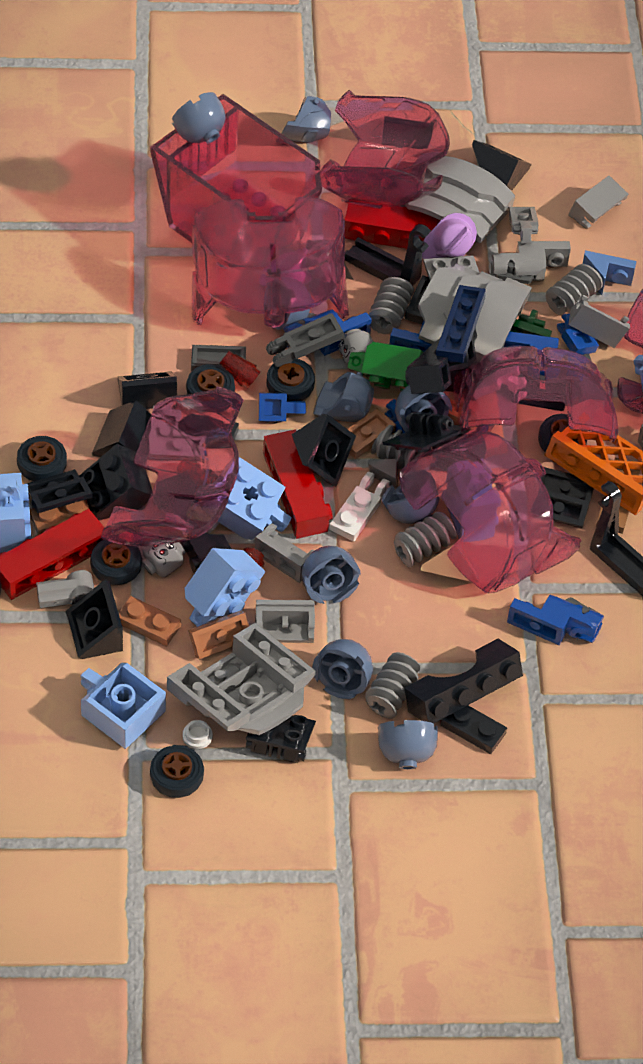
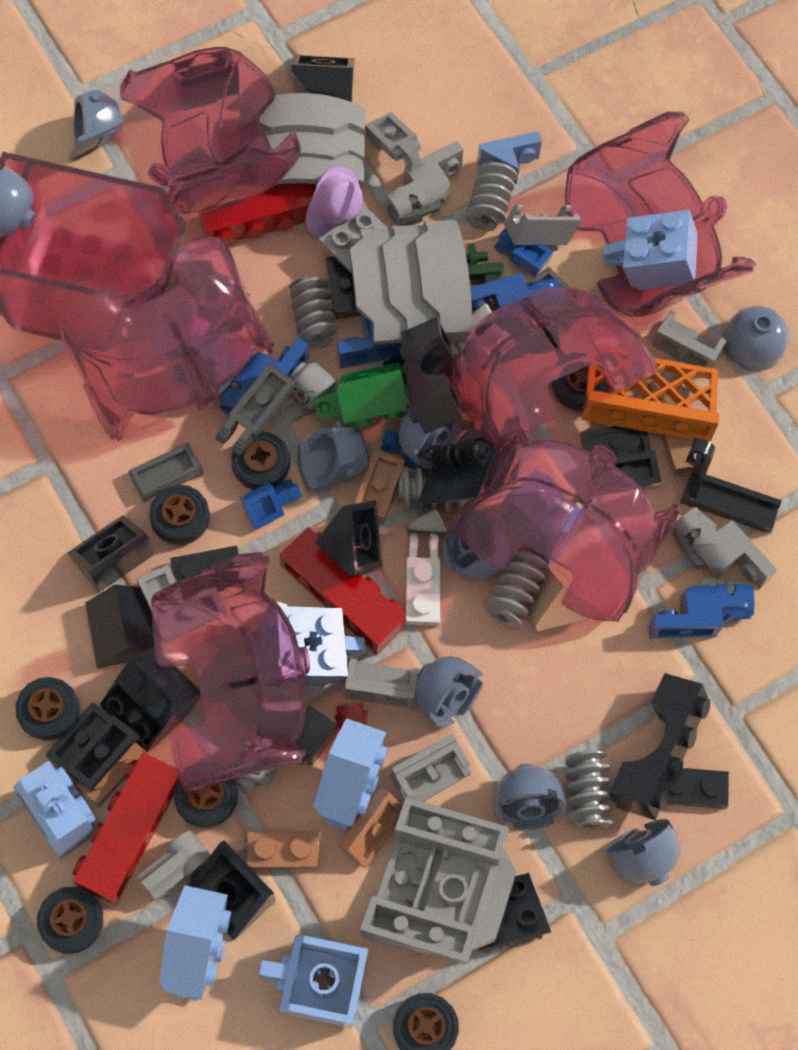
camera: 30 degrees left, 15 degrees up
(47, 632) = (194, 943): none -> light blue hinge
(197, 734) = (419, 967): white plate -> none
(240, 368) = (203, 477): clear red cone -> none
(385, 265) = (283, 262): black hinge -> none
(461, 323) = (426, 316): dark blue plate -> none
(597, 201) = (454, 75): light grey hinge -> none
(598, 586) = (721, 548): none -> light grey plate

